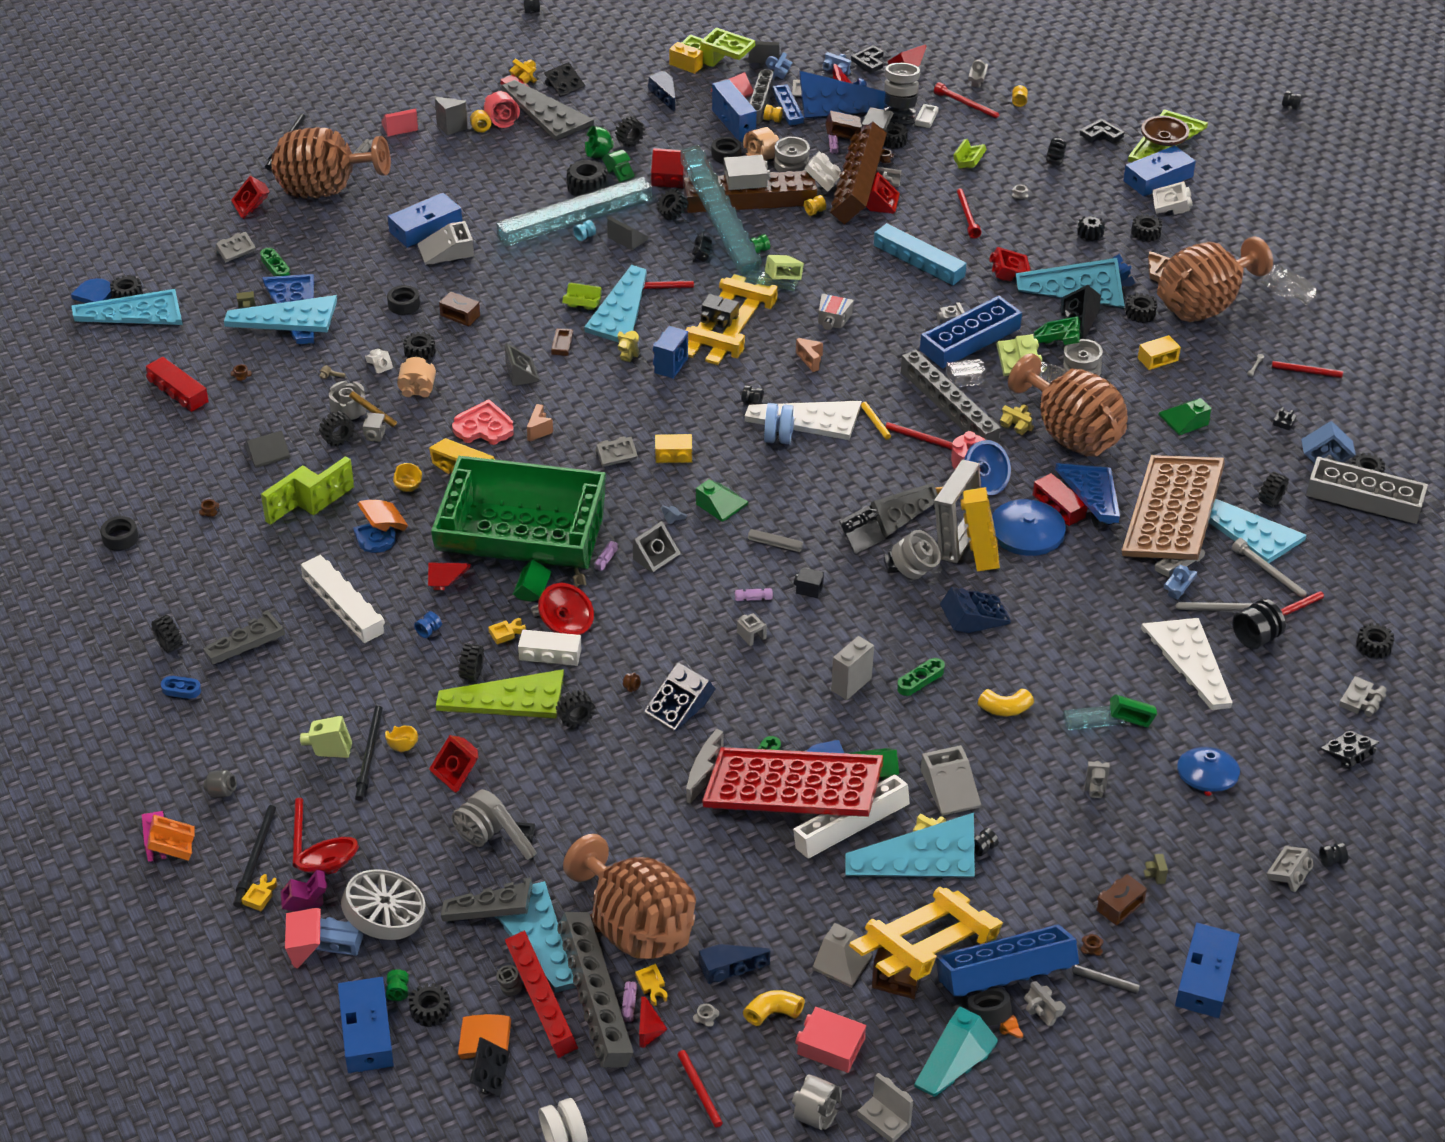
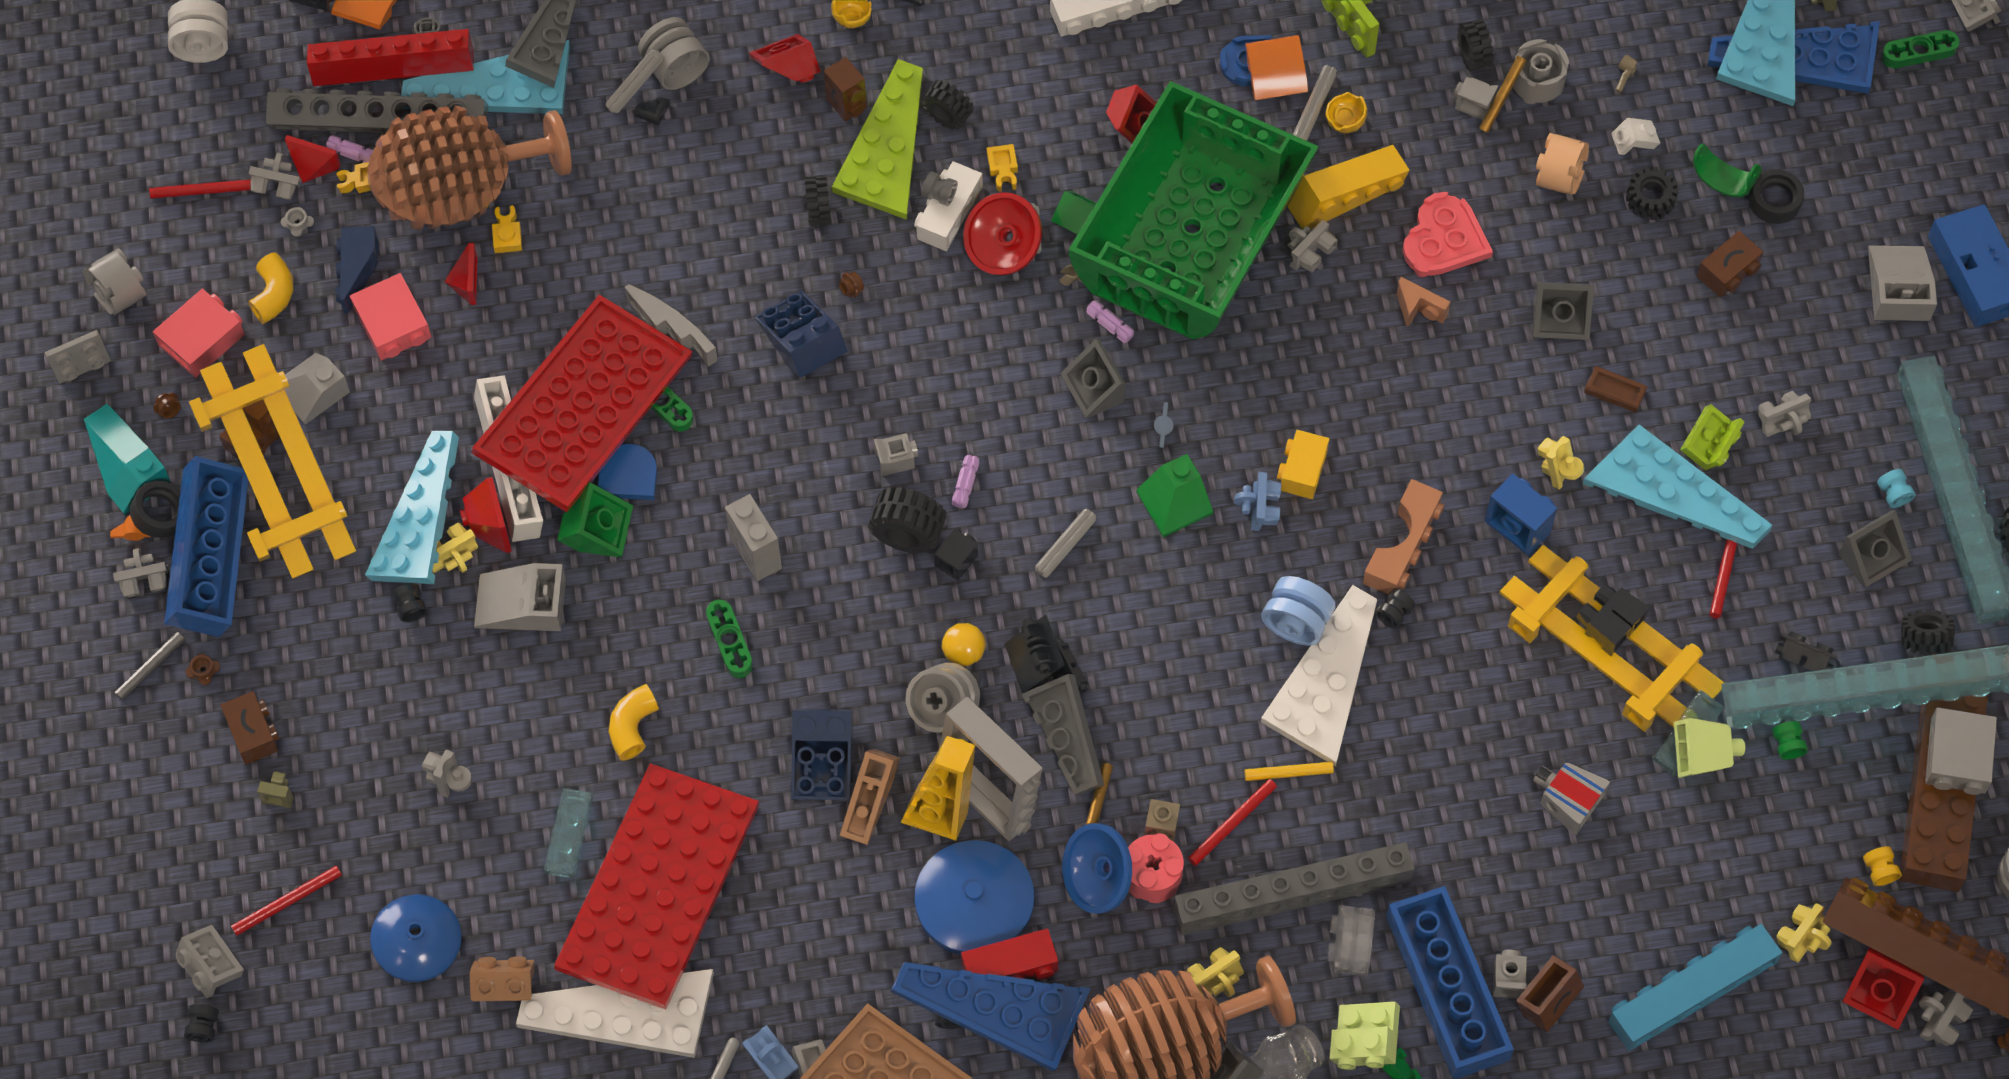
camera: 110 degrees right, 20 degrees up
(399, 312) = (1722, 176): none -> green piece
(408, 499) = (1315, 102): none -> light grey axle
(426, 625) = (1046, 80): blue wheel -> none
(478, 715) = (845, 89): none -> reddish brown brick
(548, 639) = (939, 188): none -> dark grey wheel
(556, 272) = (1786, 416): none -> light grey hips
(616, 451) = (1324, 388): light grey bracket -> none
(677, 1035) = (261, 177): none -> light grey hips
(684, 397) = (1390, 565): none -> nougat arch
(707, 461) = (1262, 491): none -> medium blue hips
(712, 893) = (464, 275): none -> red slope
(766, 923) = (390, 317): none -> coral brick
(804, 598) = (907, 520): none -> black tyre
(809, 352) = (1478, 720): nougat slope -> none
(823, 170) = (1962, 897): white plate -> none
(866, 222) = (1808, 936): none -> light yellow hips
(867, 567) = (963, 644): none -> yellow hair
(899, 811) = (485, 515): none -> red slope
(899, 1040) = (167, 405): none -> reddish brown plate
(938, 456) = (1162, 818): none -> dark tan brick
(952, 293) = (1550, 993): none -> reddish brown brick
(989, 580) = (869, 795): none -> medium nougat slope
(1106, 660) = (657, 886): none -> red plate
(1132, 710) = (550, 876): green brick -> none
(1207, 970) = (98, 779): blue brick -> none
(1208, 714) = (501, 979): none -> medium nougat bracket
(1224, 844) = (286, 900): none -> red bar

